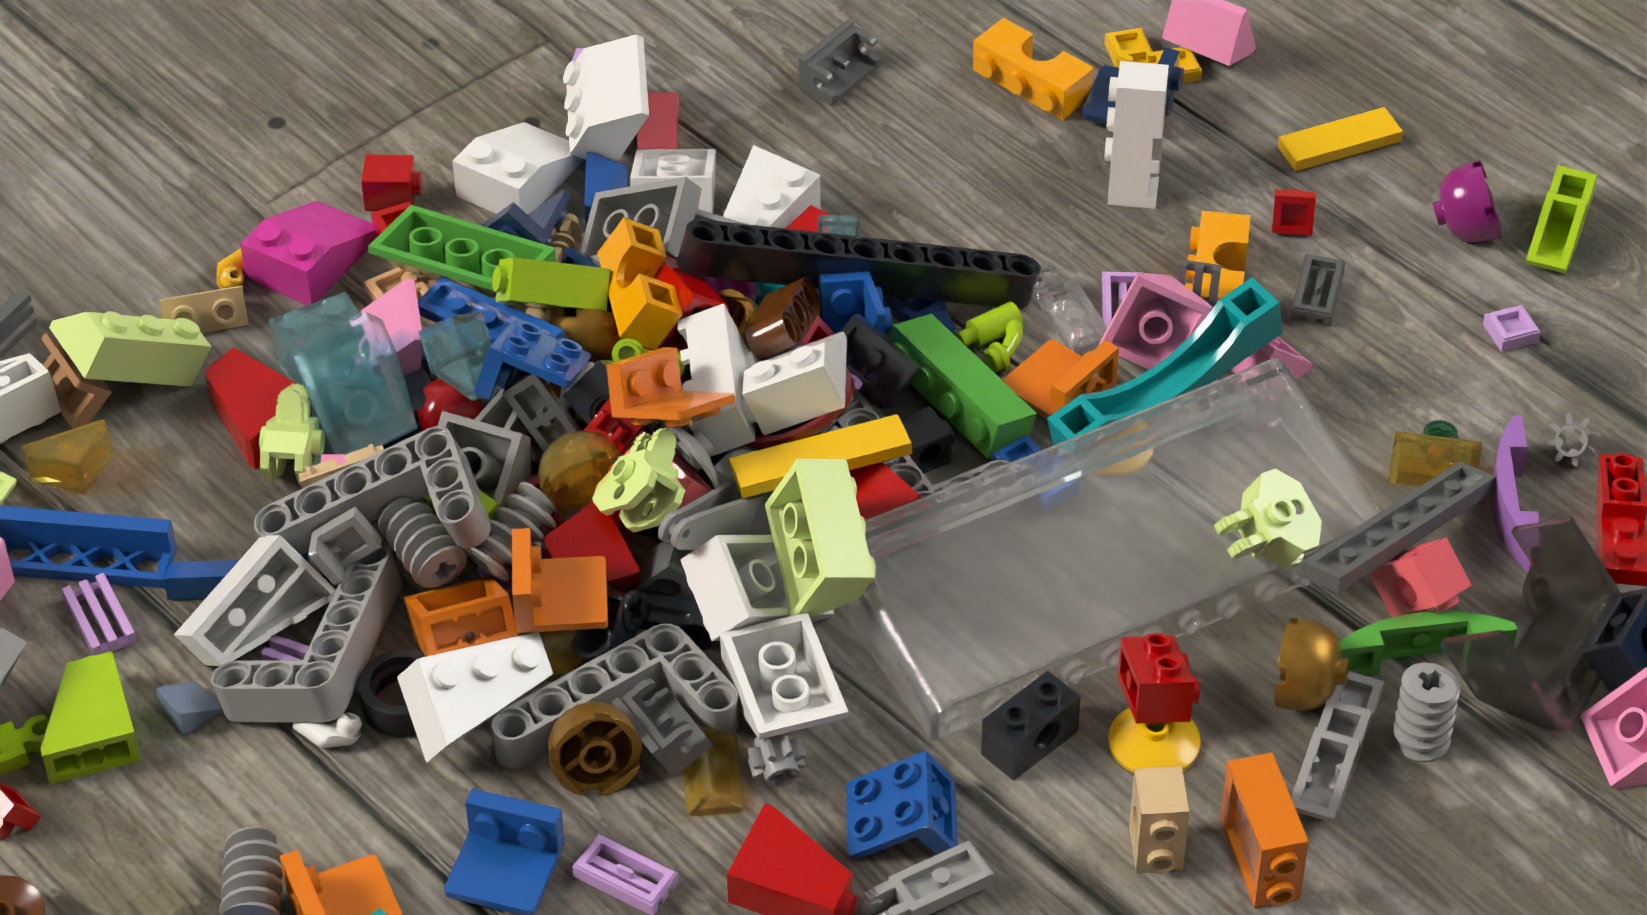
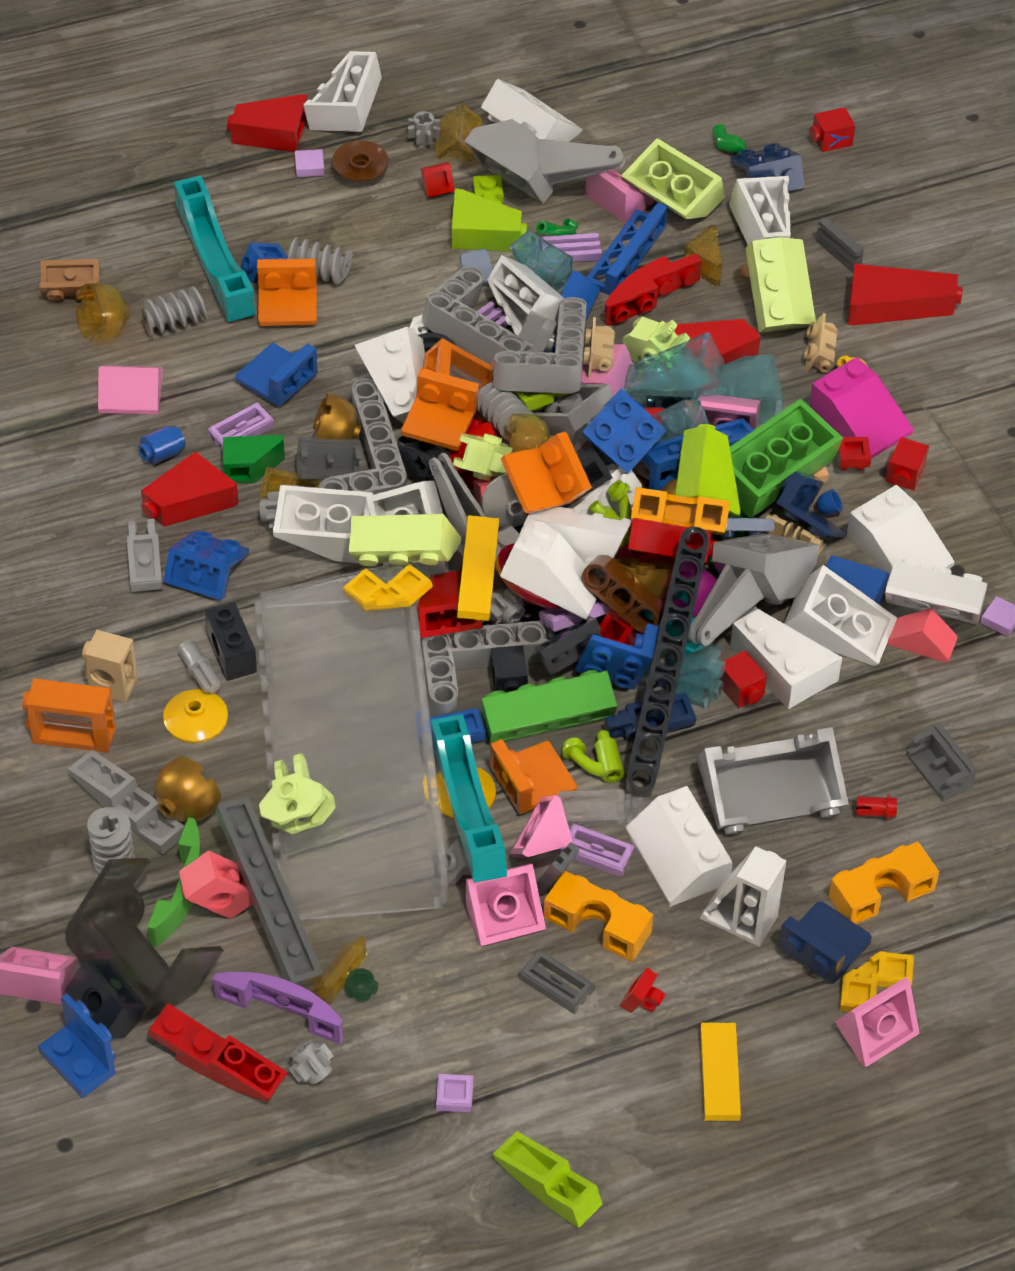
camera: 110 degrees right, 5 degrees up
(67, 633) = (550, 229): none -> green arm
(82, 257) = (900, 294): none -> red slope
(142, 493) = (640, 289): none -> red slope
(159, 612) = (543, 259): none -> clear light blue slope
(692, 829) = (248, 456): none -> green slope
(903, 521) = (401, 591): none -> yellow tile
(925, 93) = (876, 806): none -> red pin
(929, 181) = (773, 781): none -> light grey windscreen
(1085, 751) = (199, 667): none -> light grey axle
(1086, 226) = (679, 847): none -> white slope
(1157, 679) = (224, 712): red brick -> none
(1468, 204) = (585, 1112): magenta cylinder -> none

